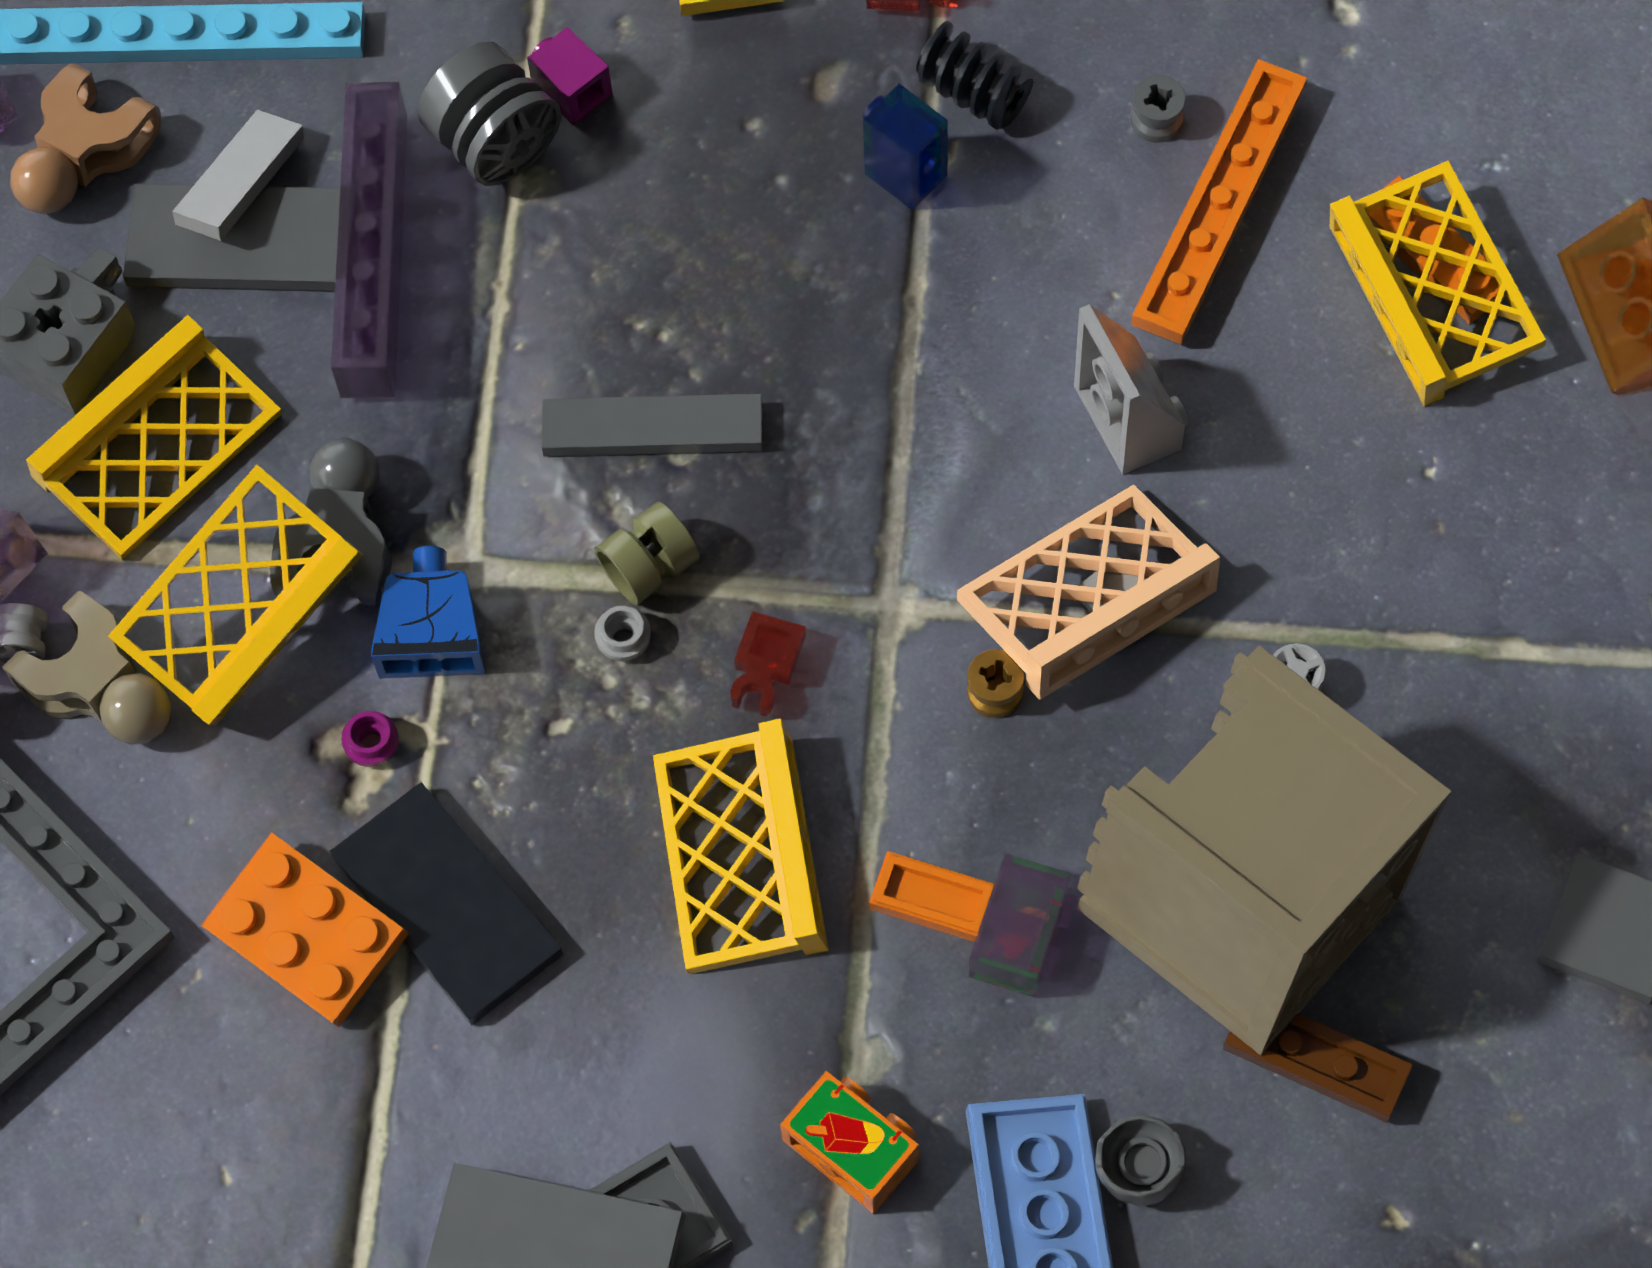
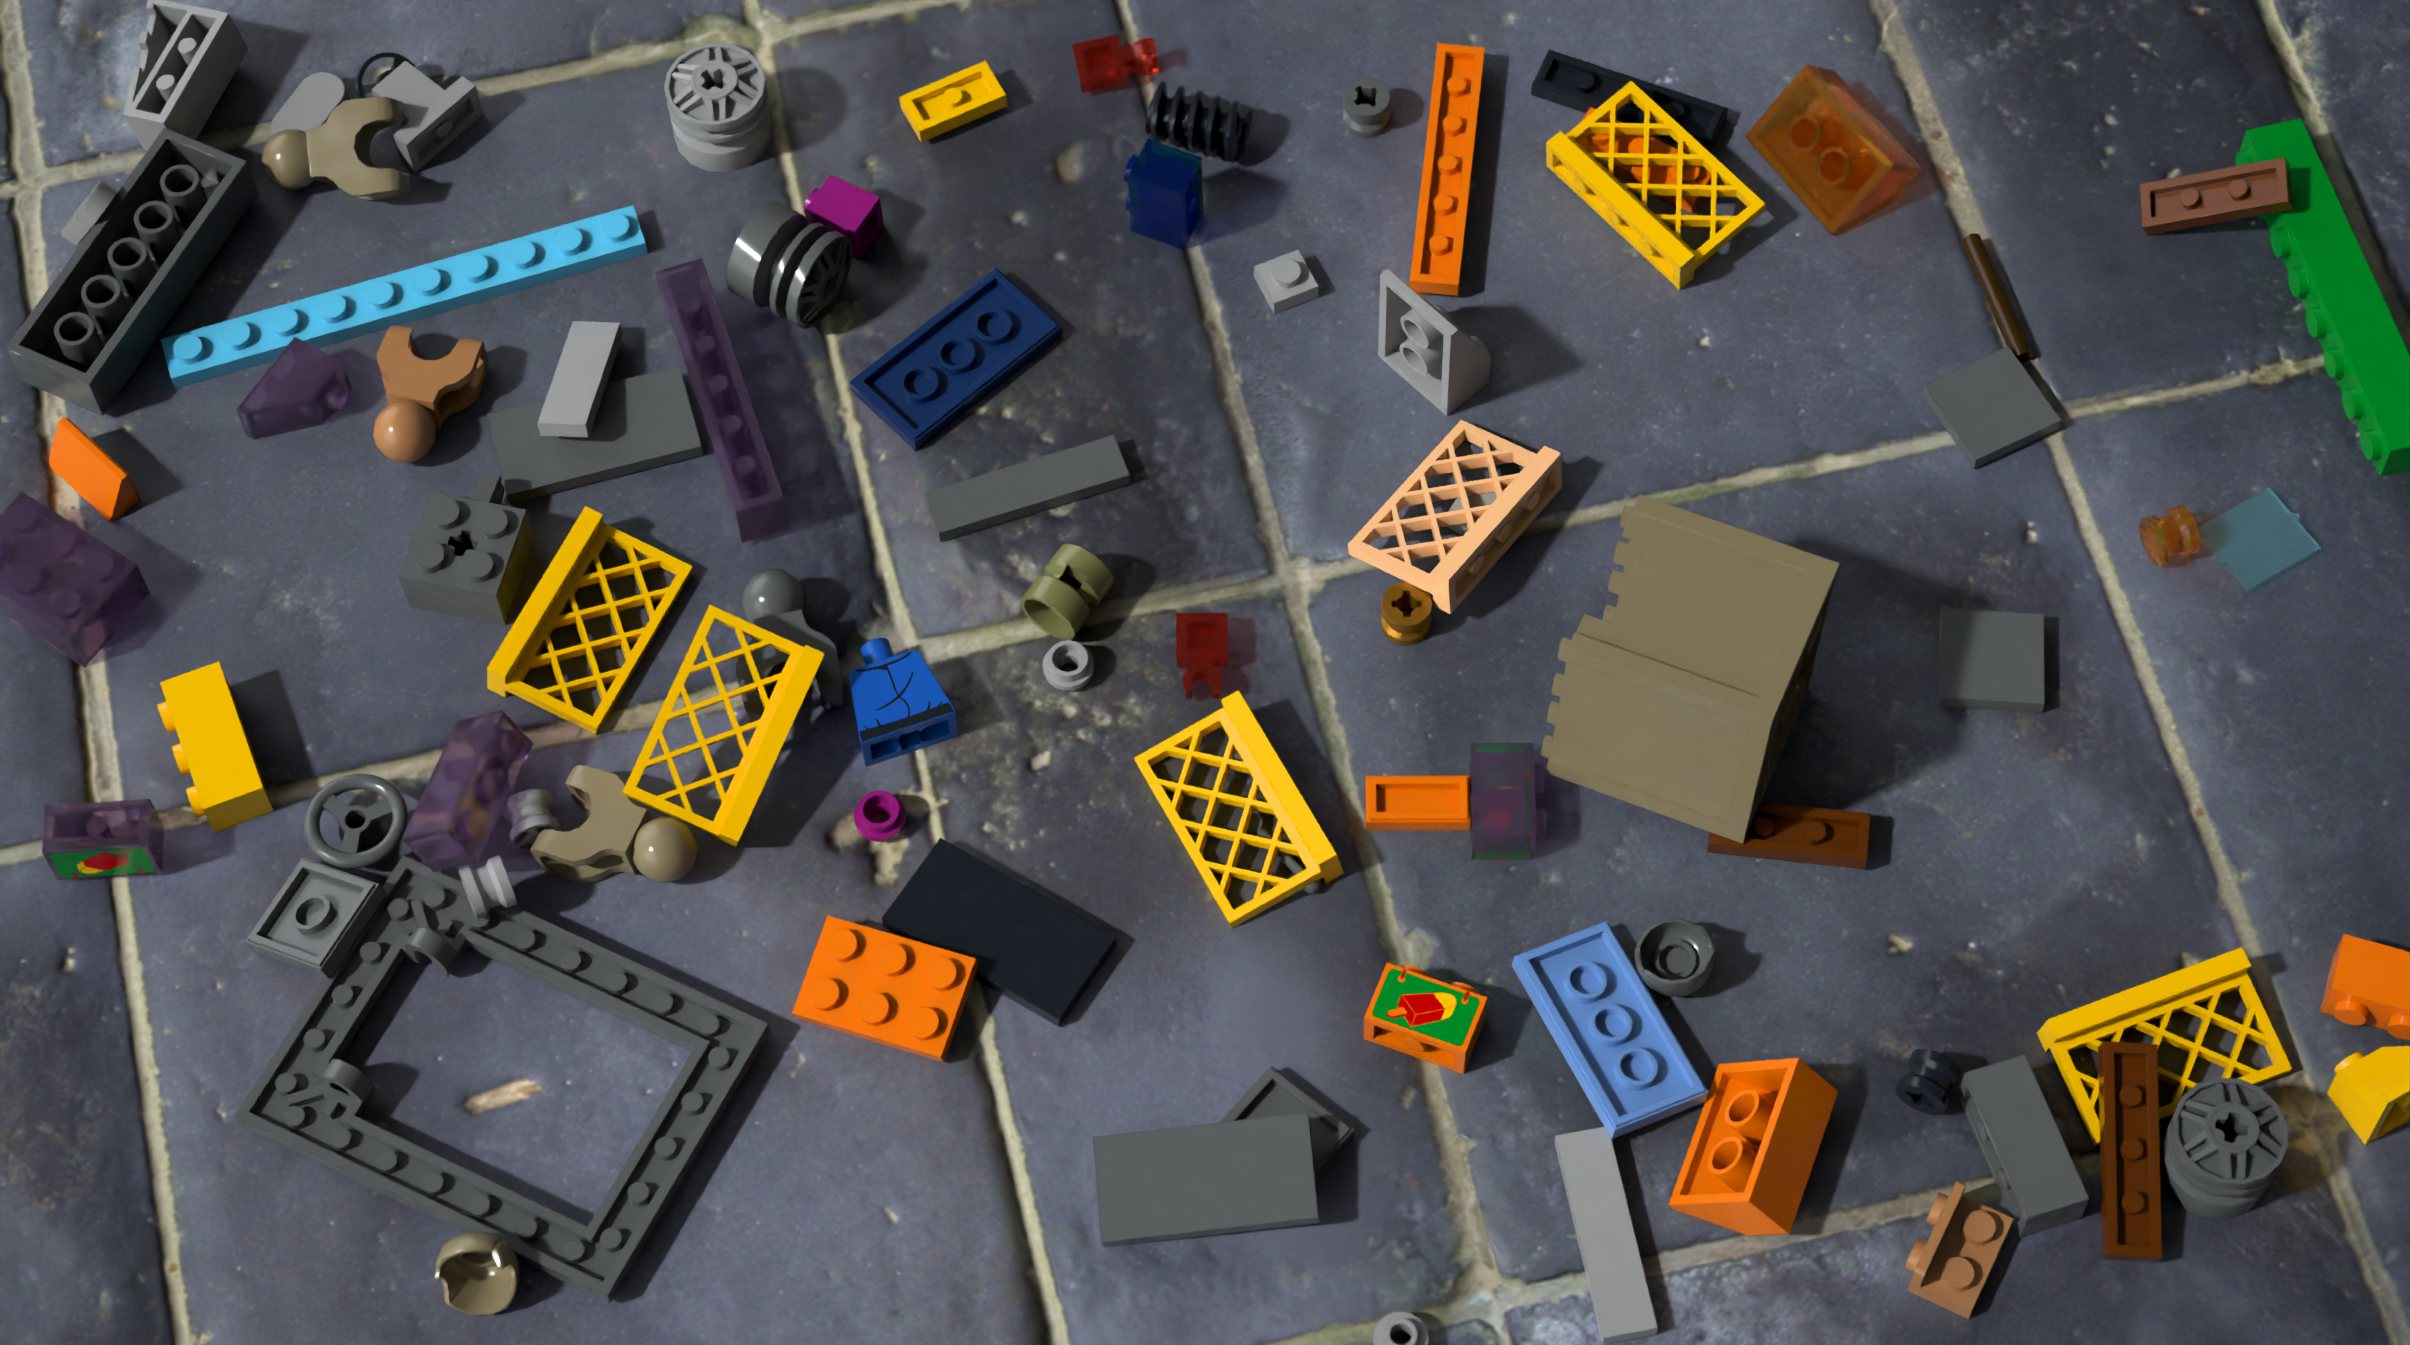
camera: 20 degrees left, 5 degrees down
(631, 262) = (956, 359): none -> dark blue tile
(754, 872) = (1256, 828): none -> dark grey hinge
(1004, 276) = (1286, 281): none -> light grey plate
(1406, 150) = (1587, 85): none -> black tile

